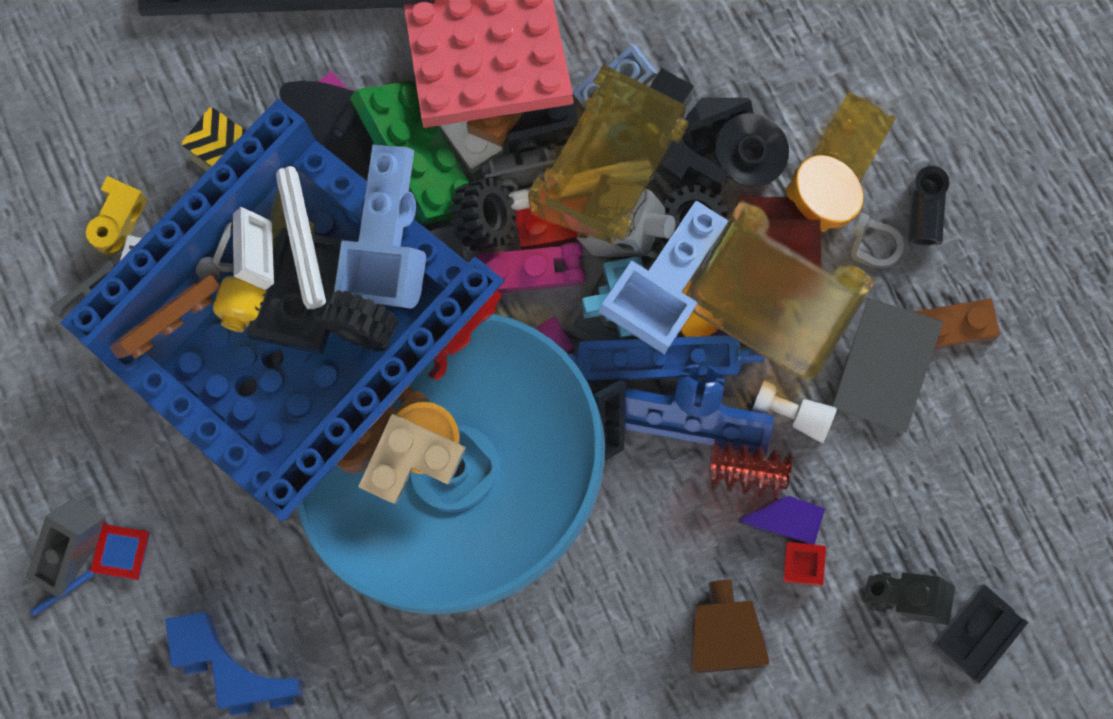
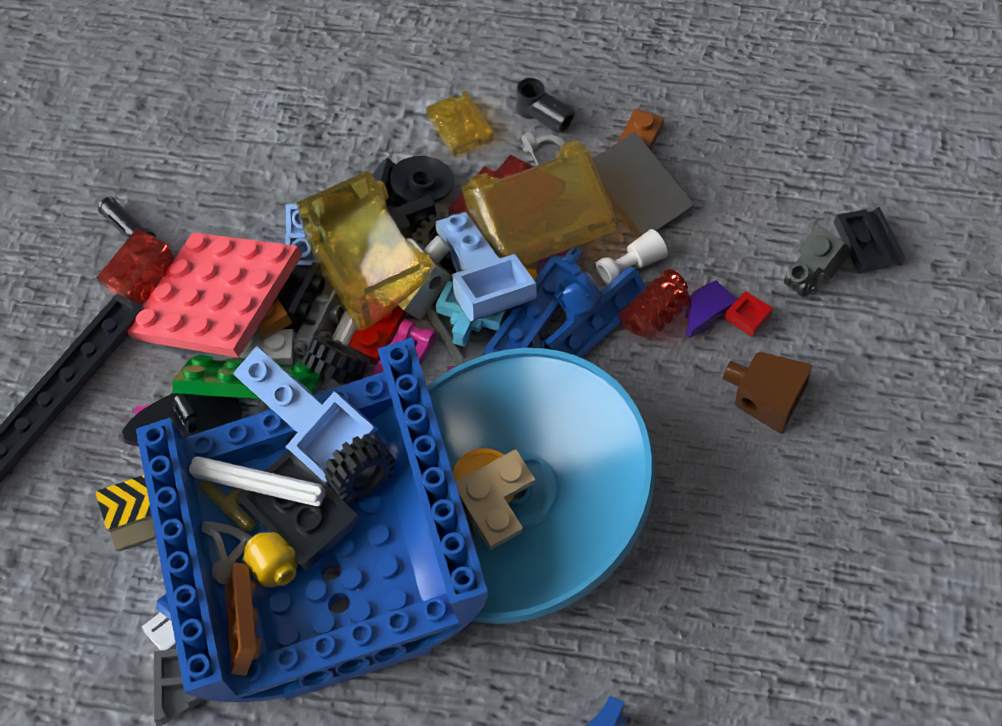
camera: 55 degrees left, 20 degrees down
(117, 217) = (125, 635): yellow leg -> none
(253, 248) = (238, 519): white tile -> none
(826, 191) = (485, 152): tile -> none

